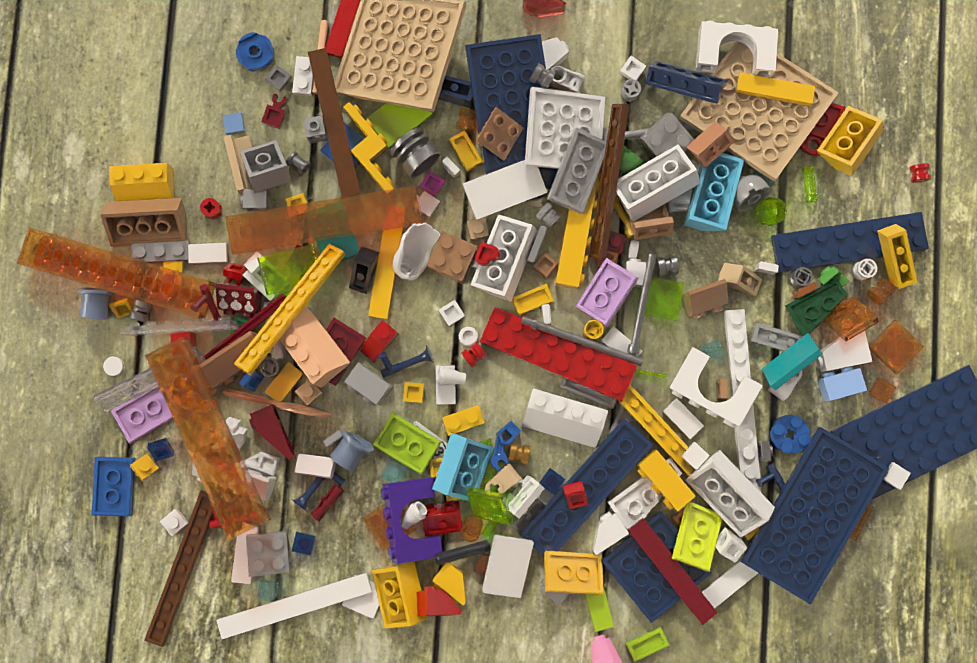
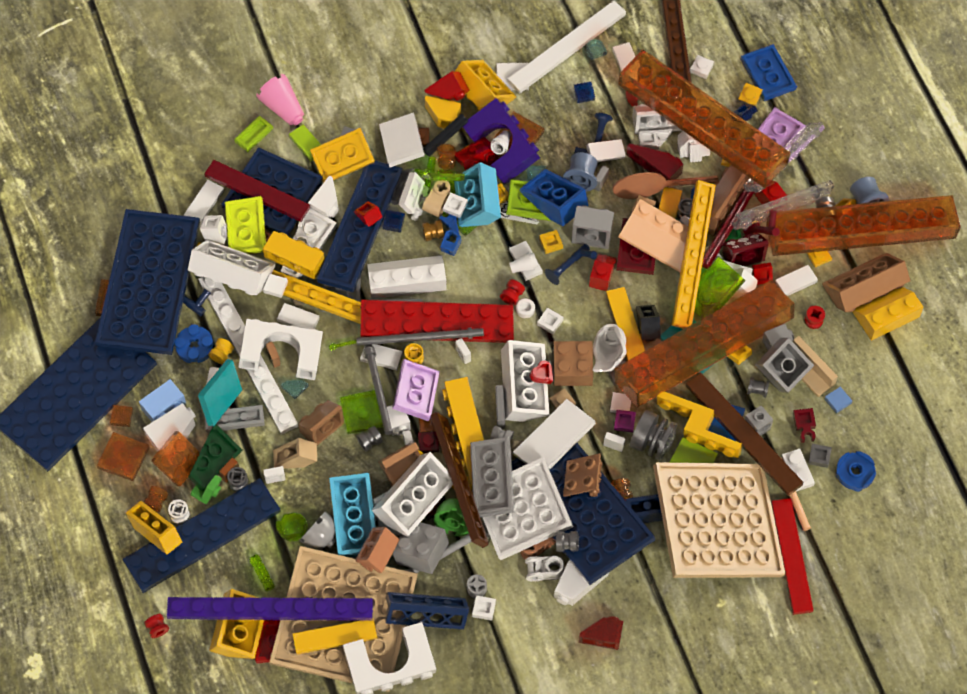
camera: 155 degrees right, 20 degrees down
(114, 366) = (823, 160): white tile -> none
(161, 251) = (839, 264): light grey plate -> none
(267, 553) = (605, 70): light grey brick -> none
(327, 502) = (581, 130): dark red pin -> none
(389, 434) = (555, 196): none -> blue slope
(463, 420) = (495, 239): yellow plate -> none
(466, 151) = (611, 467): yellow tile -> none
(489, 464) = (455, 205): none -> white plate
(532, 299) = (481, 362): yellow tile -> none
(545, 265) = (484, 396): medium nougat tile -> none
(765, 450) = (212, 319): flat silver plate -> none
(768, 413) = (221, 350): none -> yellow wheel
(826, 131) = (269, 608): none -> dark purple plate
(896, 476) = (84, 342): white tile -> none

